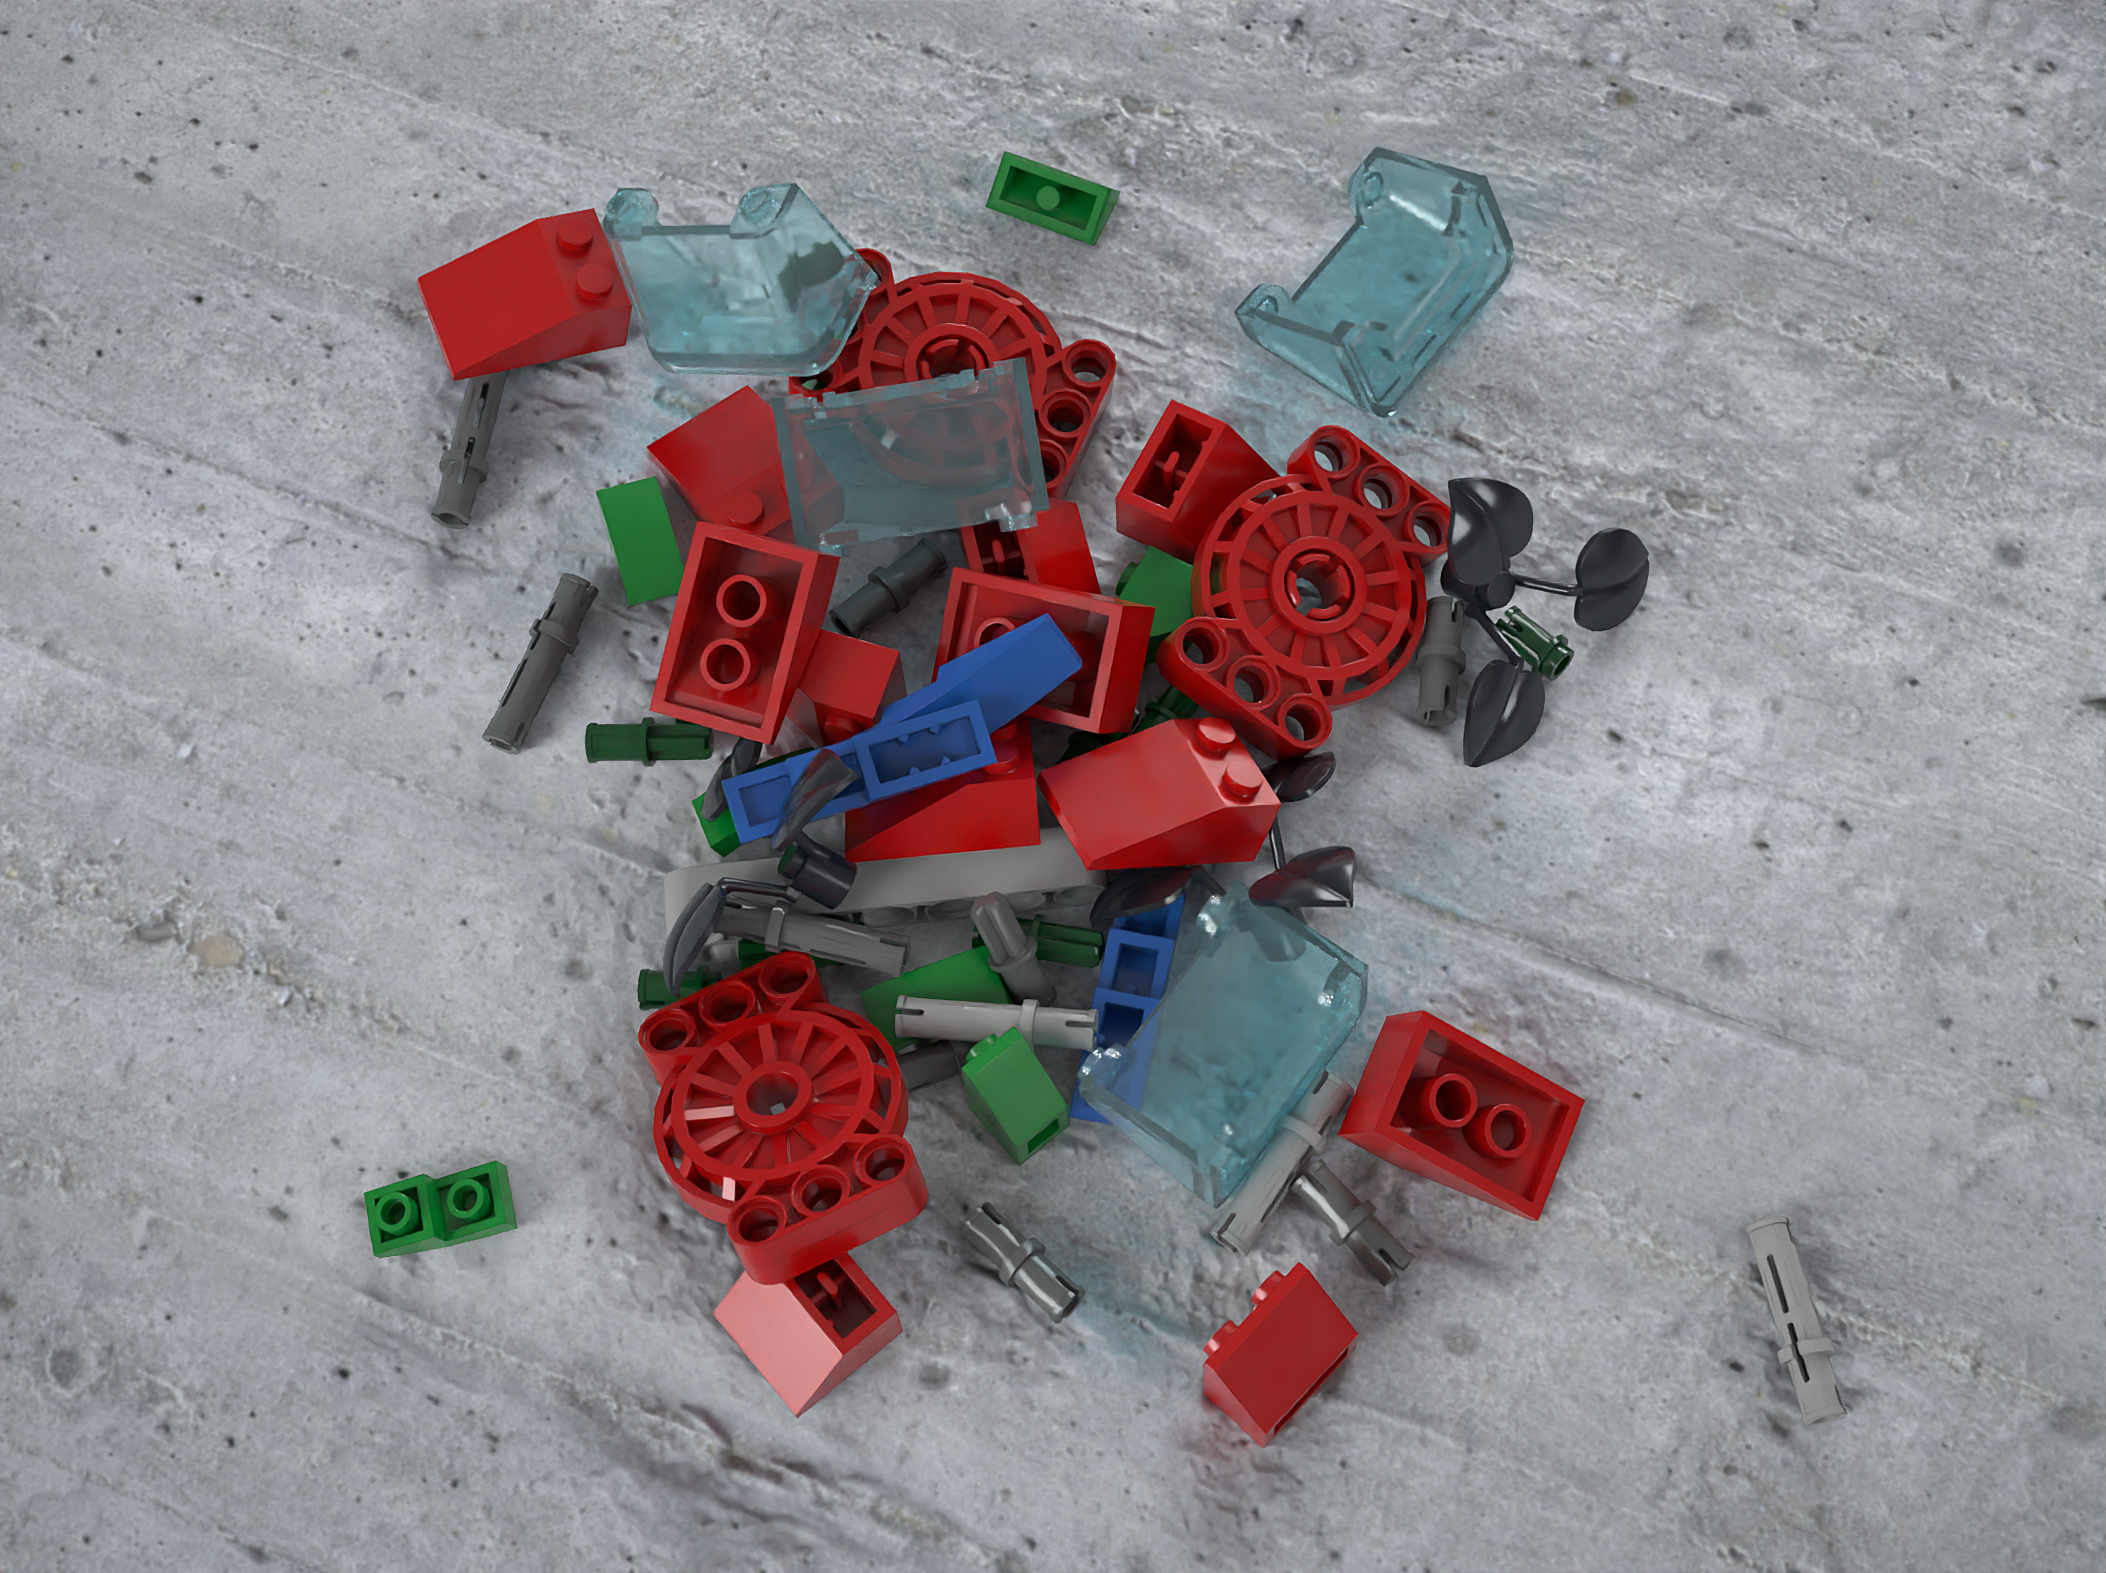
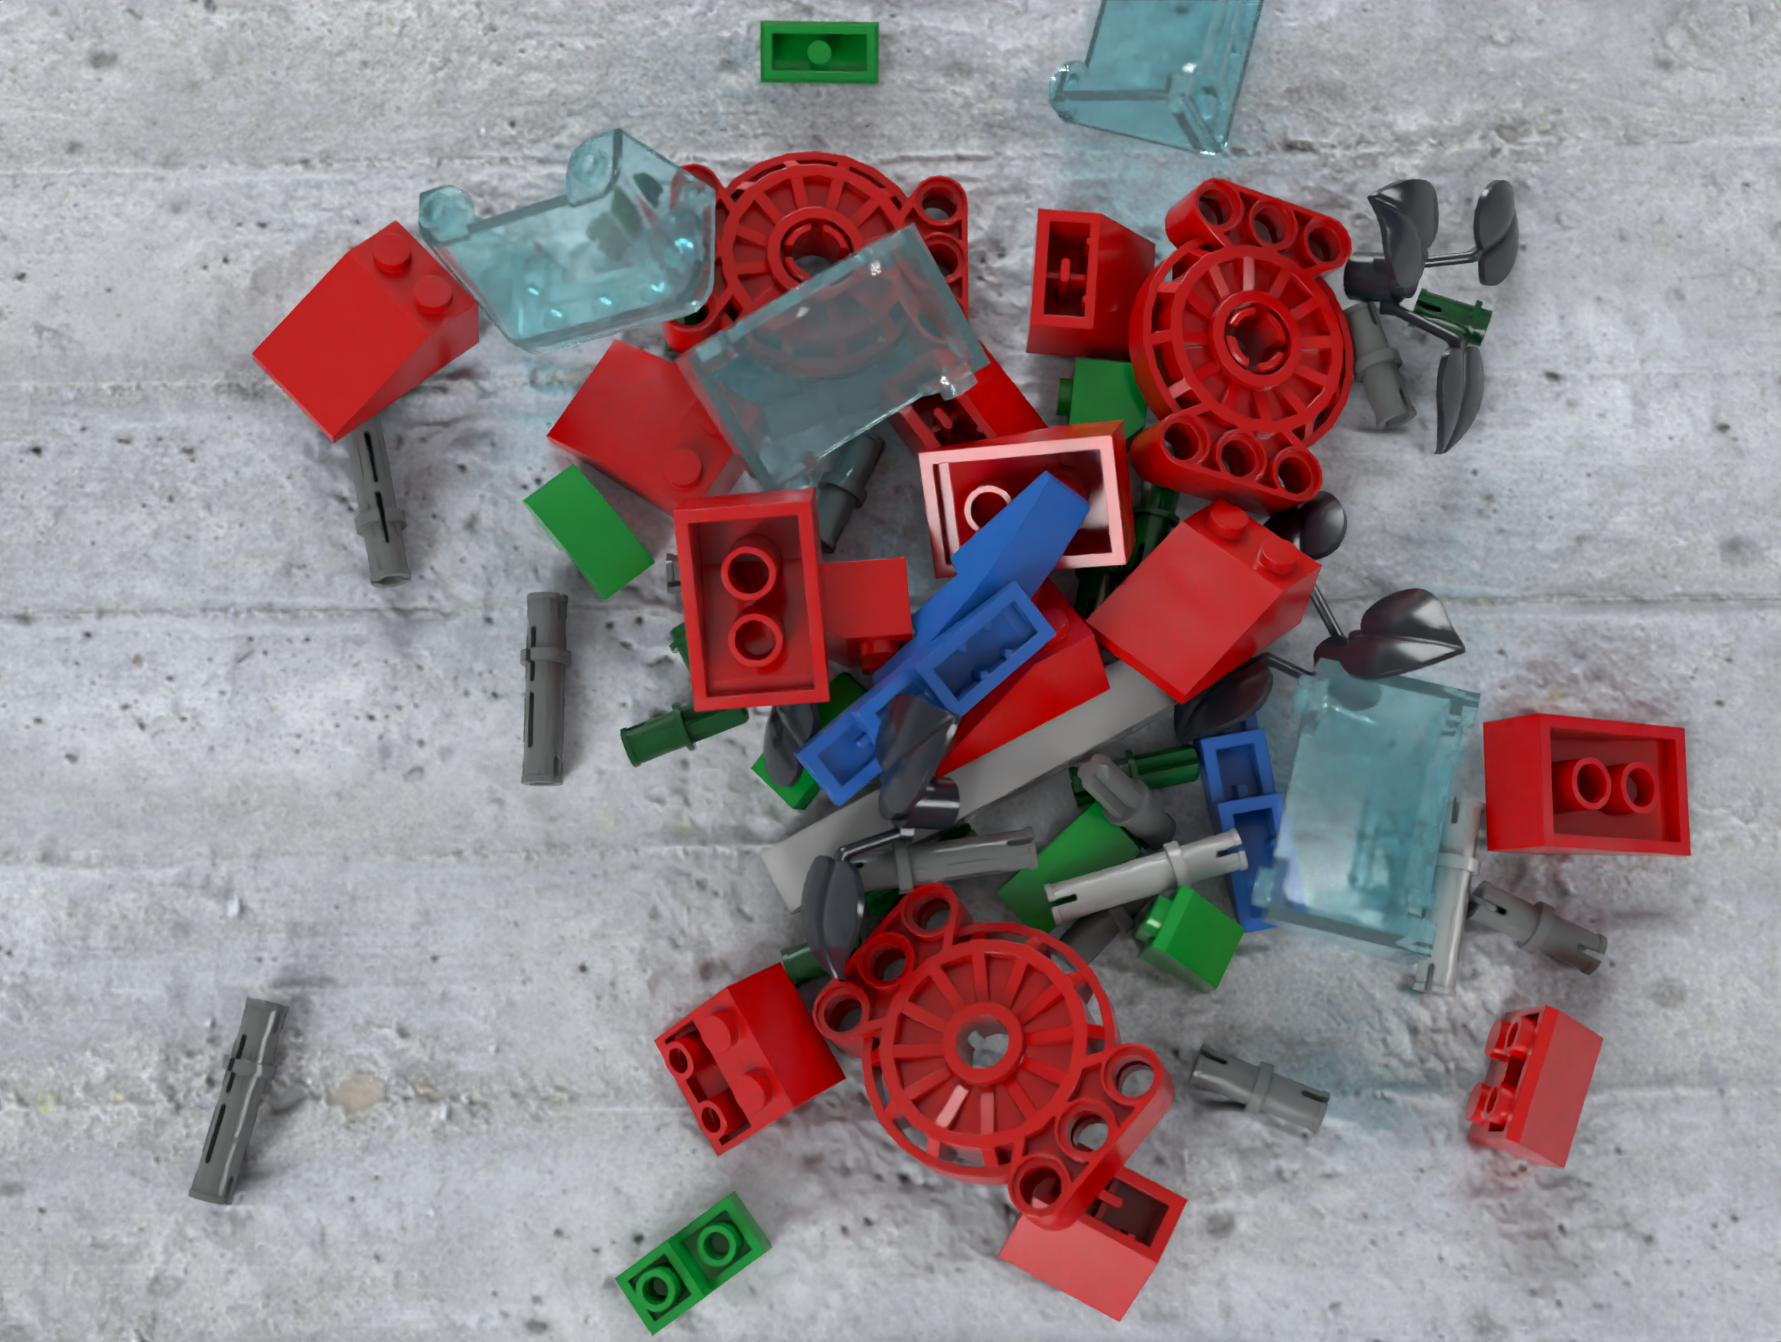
camera: 25 degrees left, 10 degrees up
(113, 911) = (239, 1101): none -> dark grey pin
(570, 1048) = (749, 1058): none -> red slope

